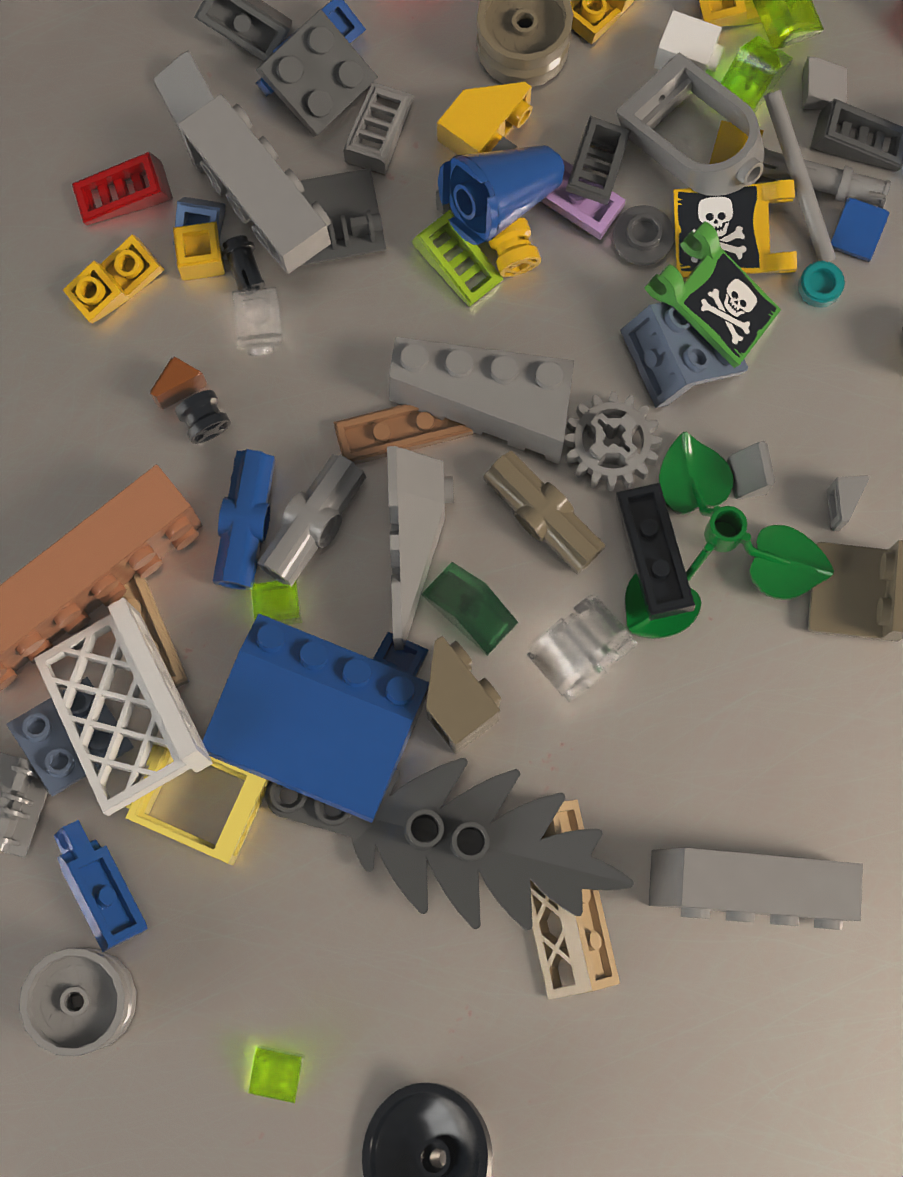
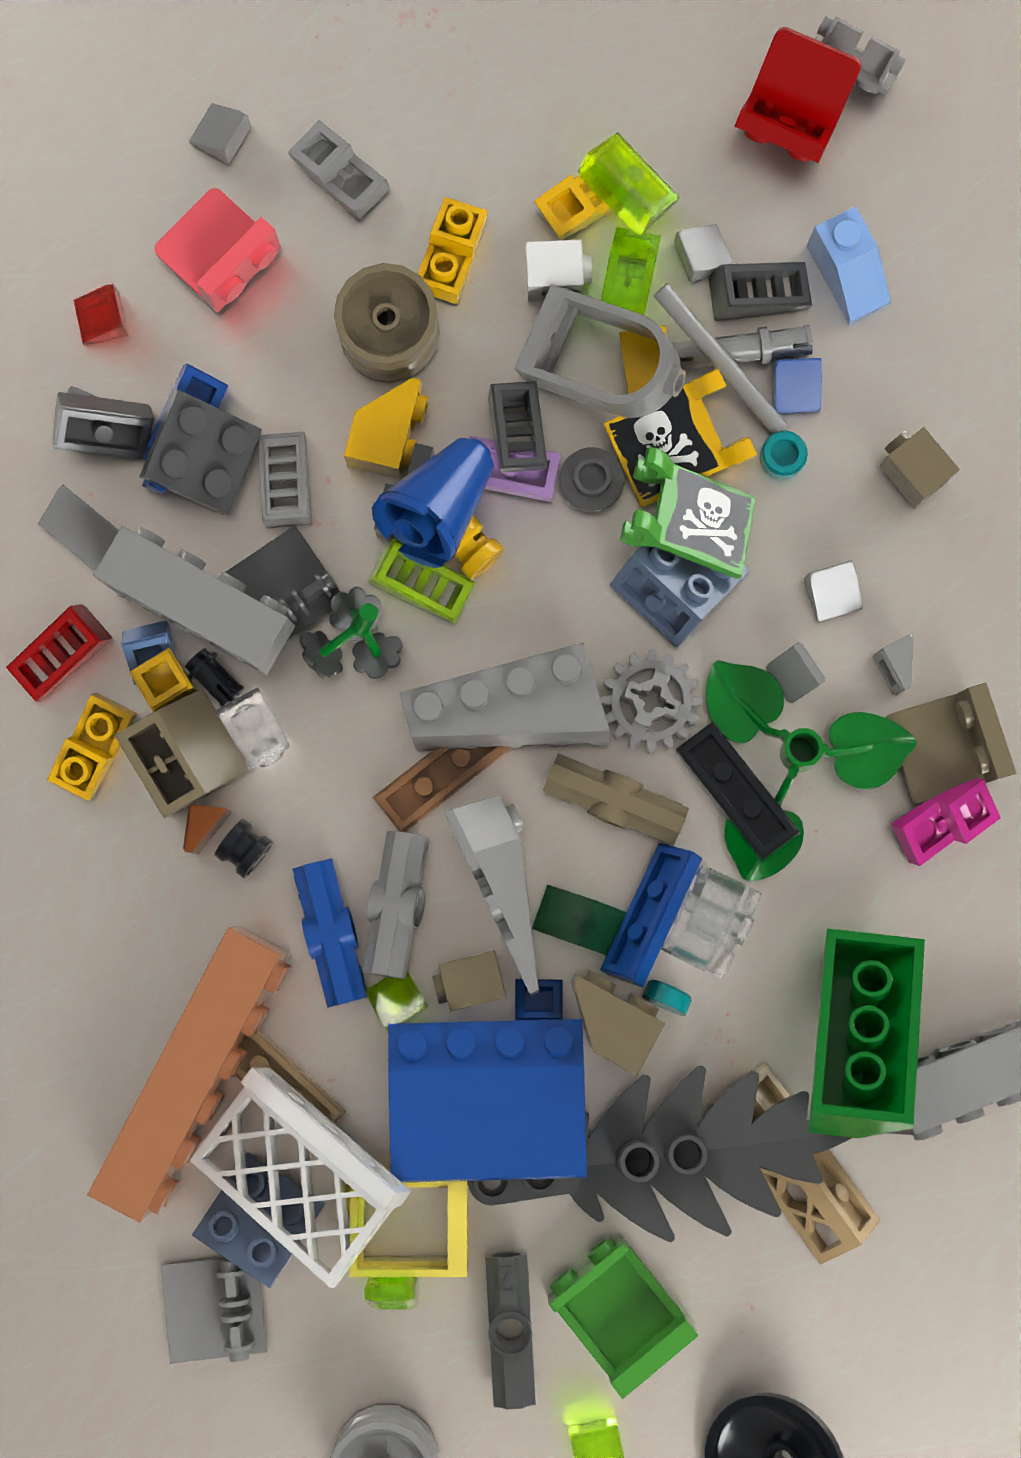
camera: 25 degrees left, 5 degrees up
(98, 888) = (351, 1350): blue hinge -> none
(156, 851) = (392, 1293): none -> clear neon green slope
(186, 312) = (182, 752): none -> dark tan slope
(233, 960) = (510, 1359): none -> dark grey piece
(347, 612) = (469, 981): none -> dark tan brick
(350, 961) = (621, 1314): none -> bright green panel
(385, 266) = (356, 617): none -> dark grey plant
(515, 702) = (667, 997): none -> teal tile
(529, 621) = (651, 914): none -> blue tile
(675, 800) = (867, 1035): none -> green slope
(816, 416) = (834, 591): none -> slope
(830, 654) = (948, 817): none -> dark pink slope

